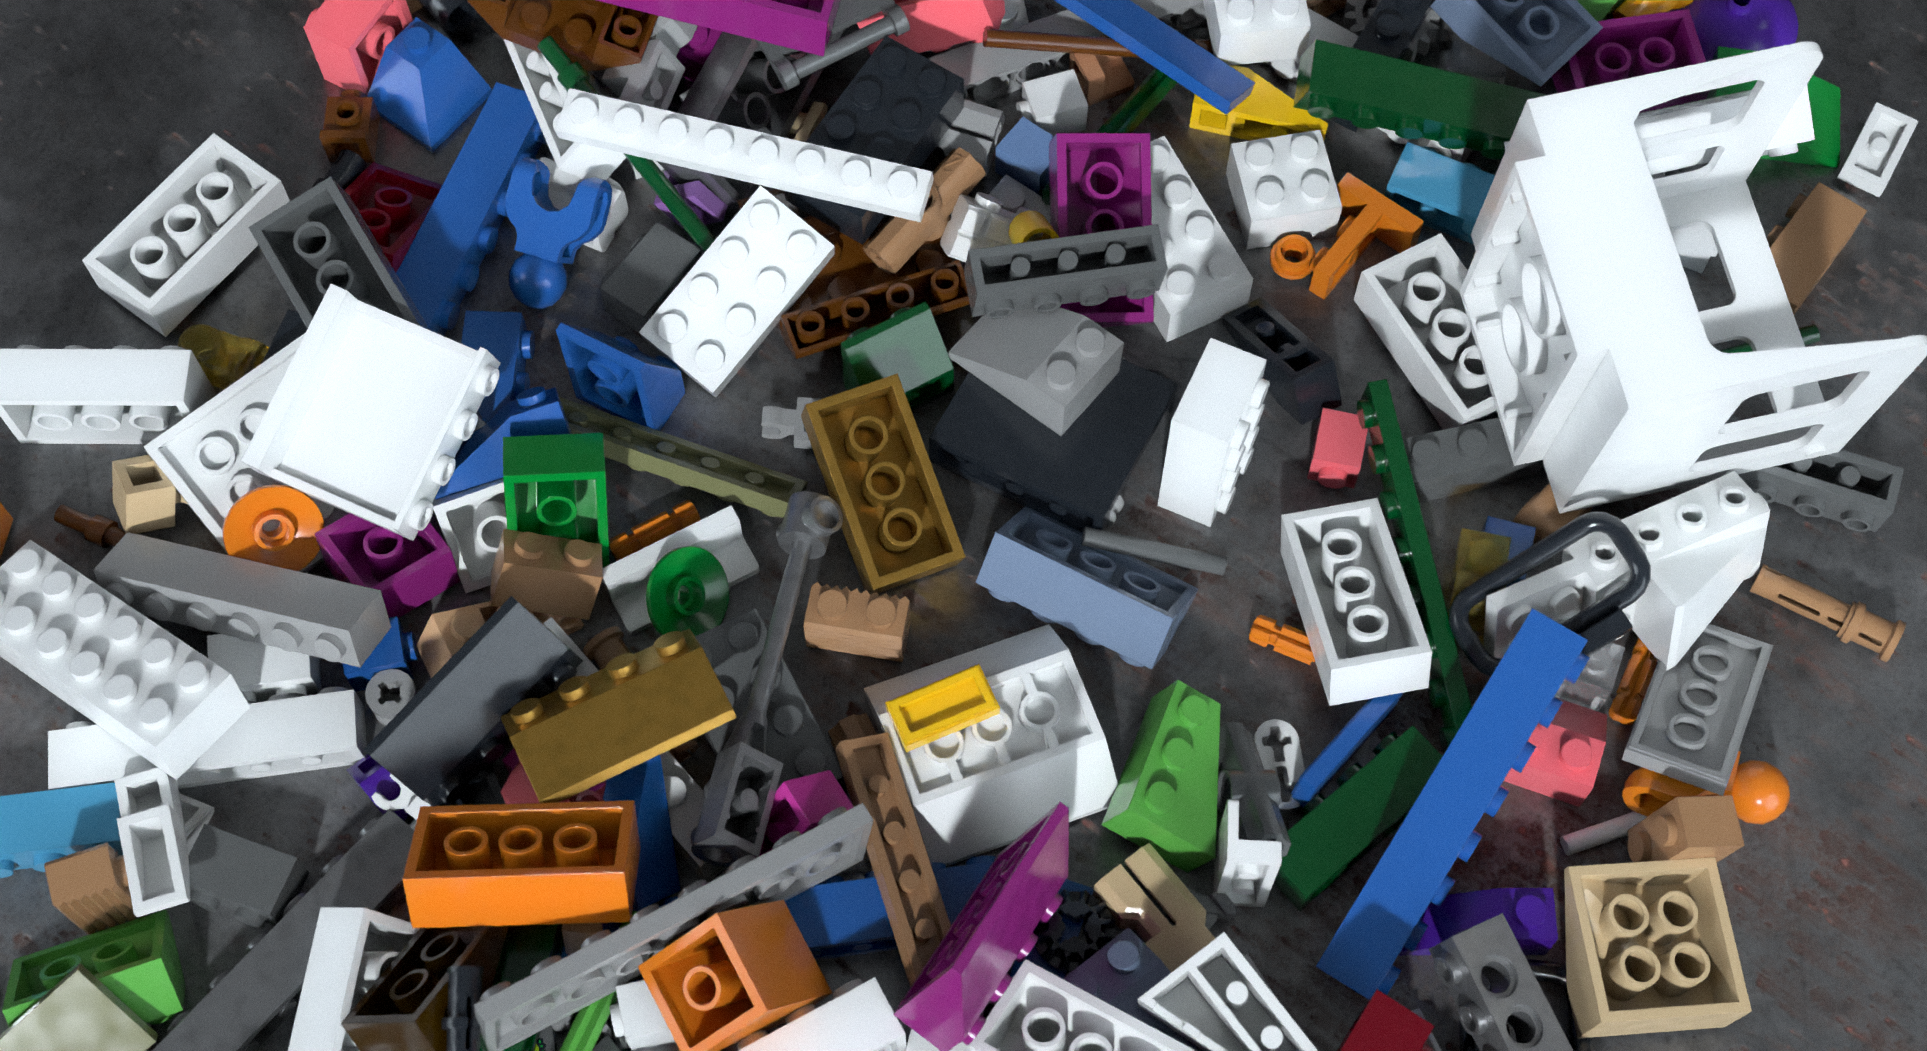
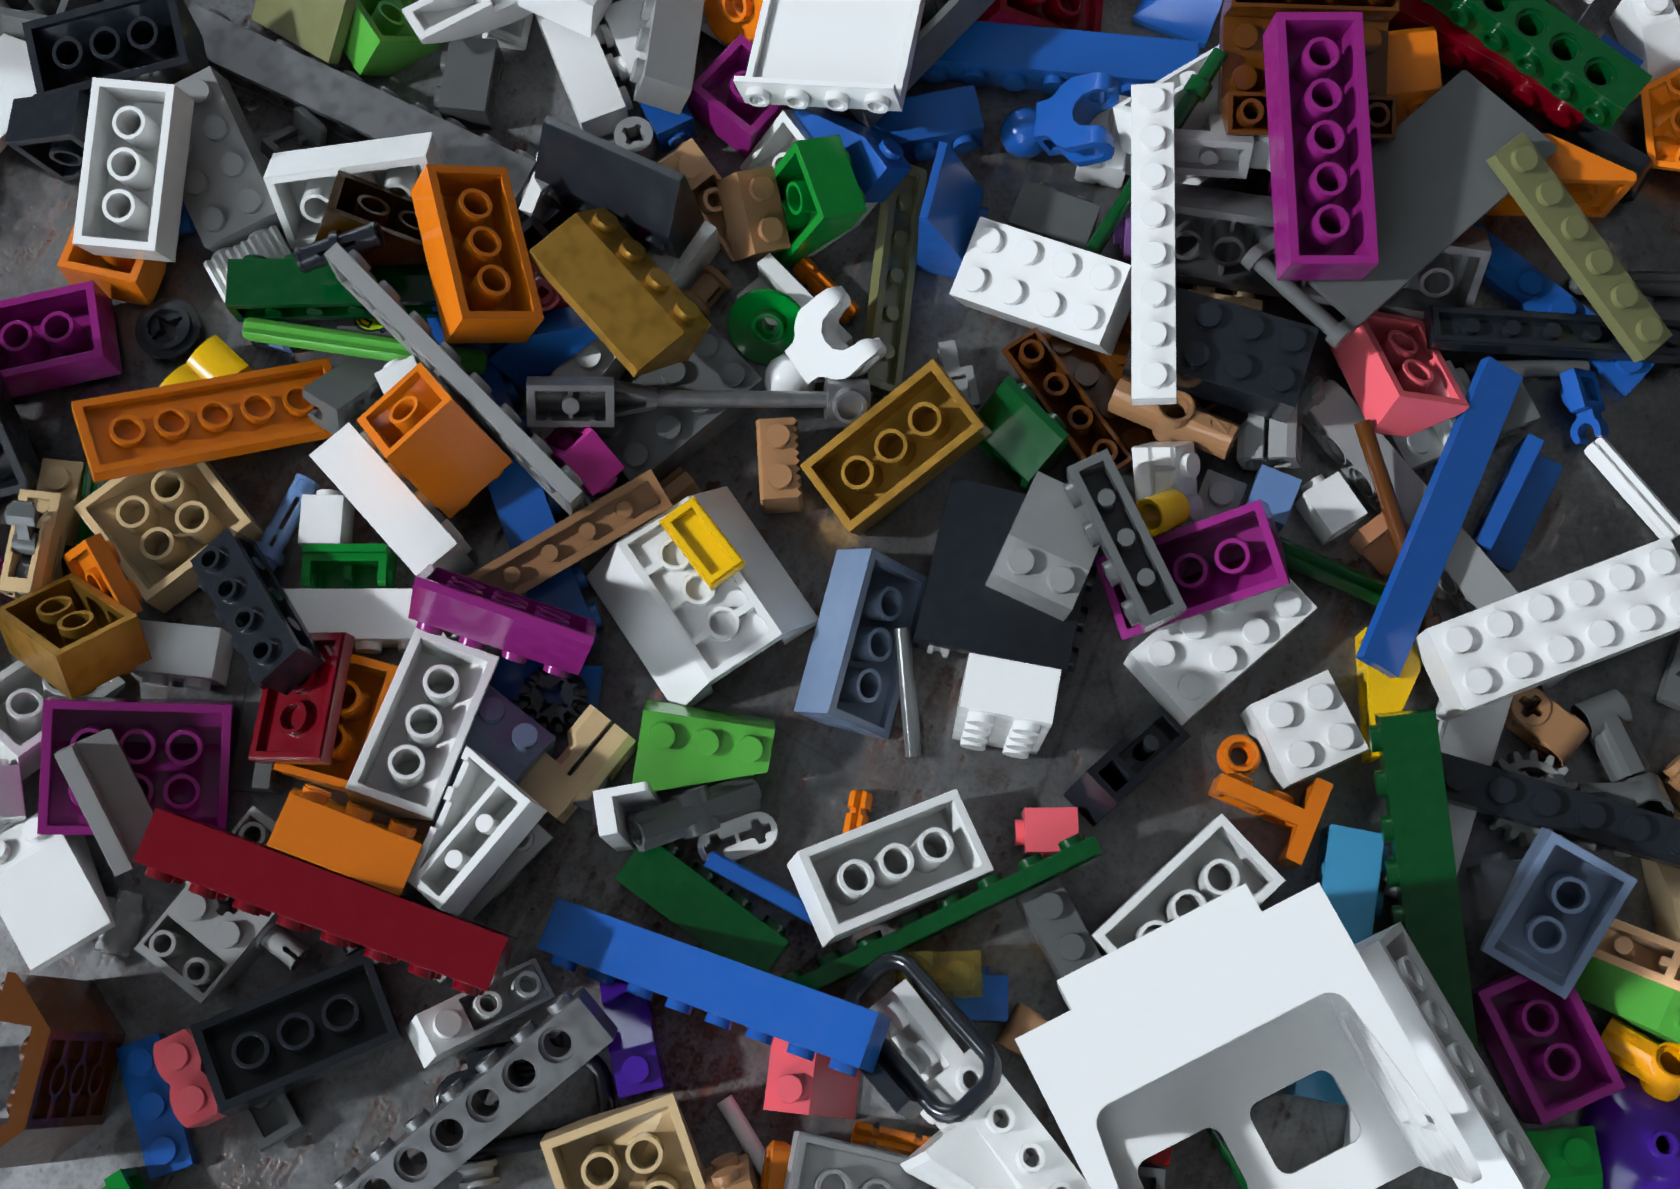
camera: 80 degrees right, 10 degrees up
(743, 540) = (818, 348): none -> white piece

